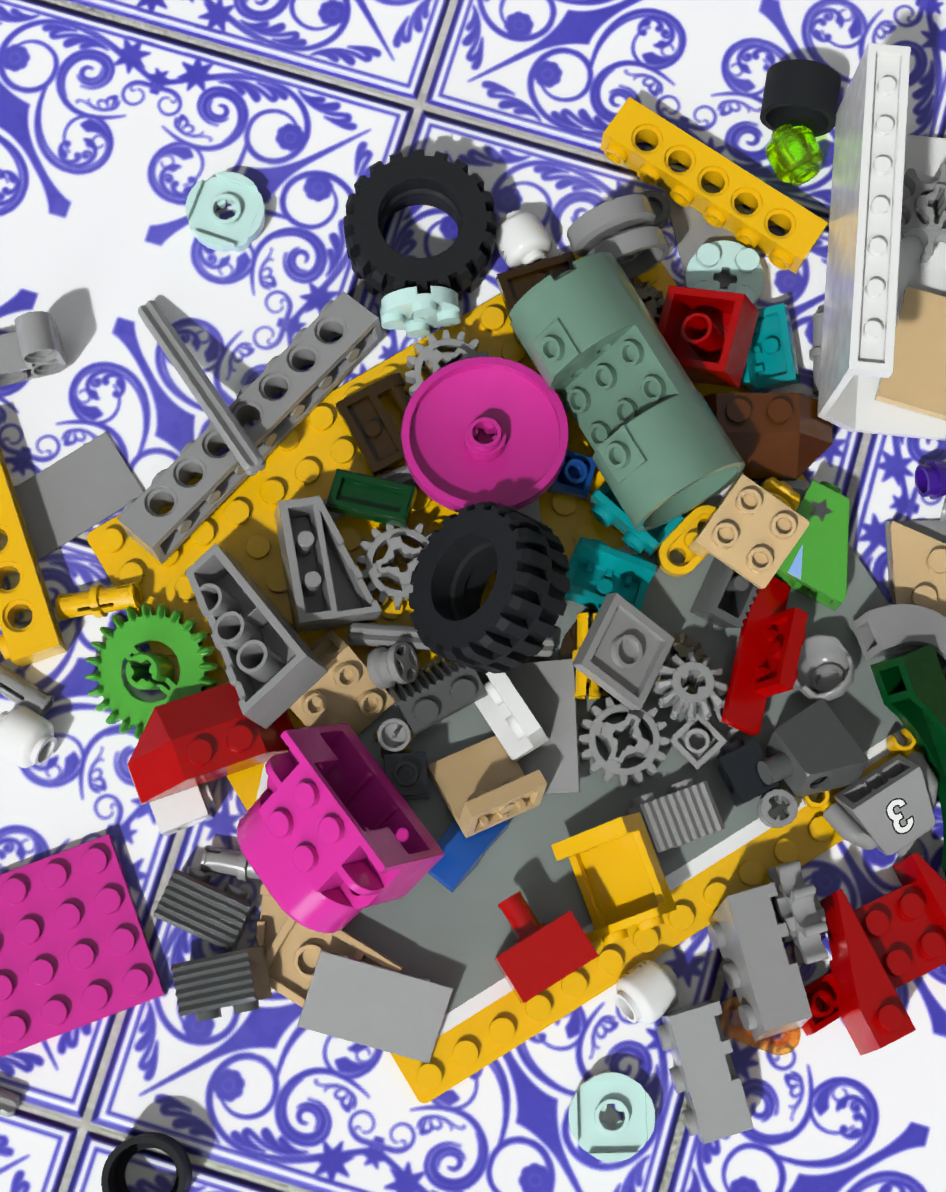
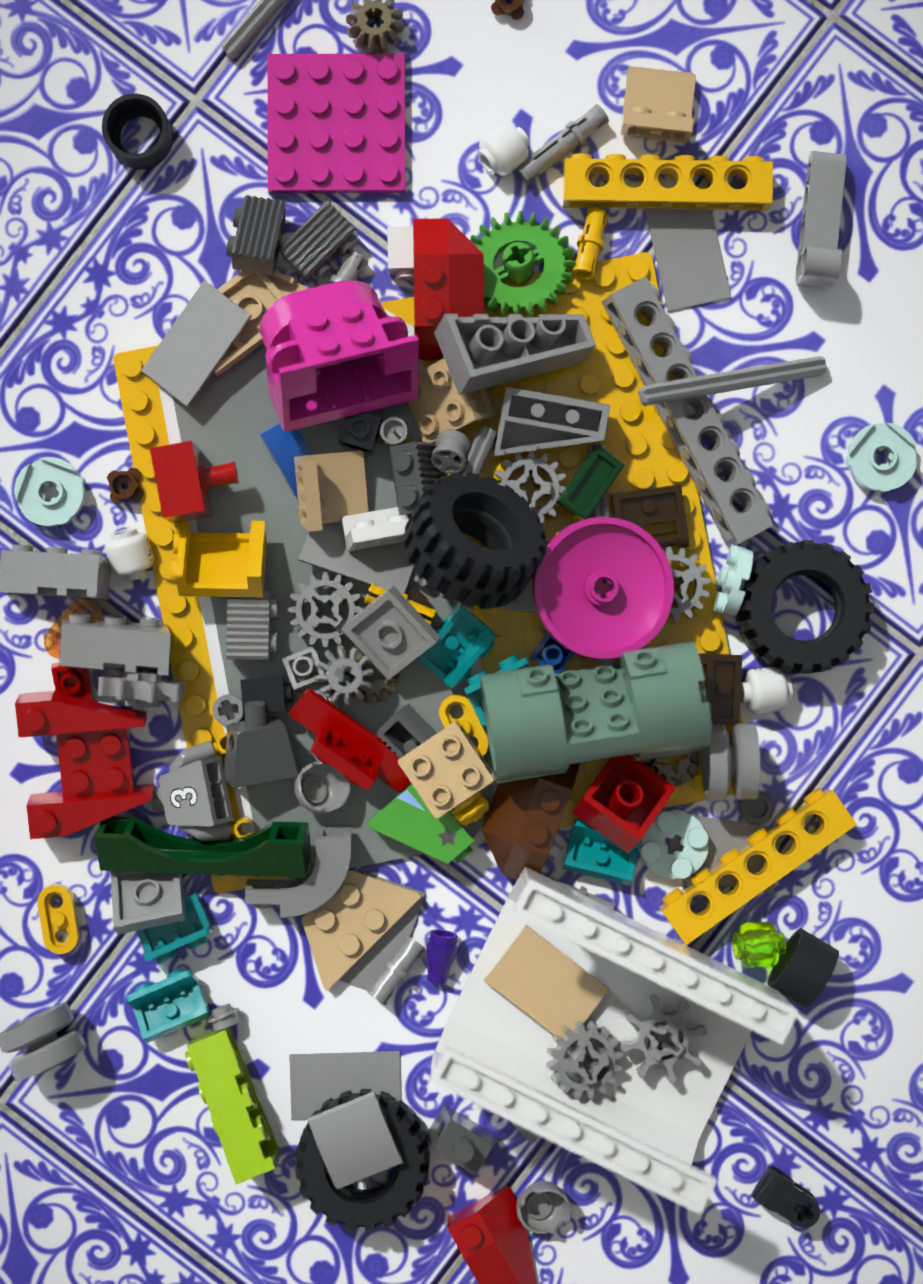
camera: 115 degrees right, 10 degrees up
(567, 1042) = (116, 481): none -> reddish brown plate

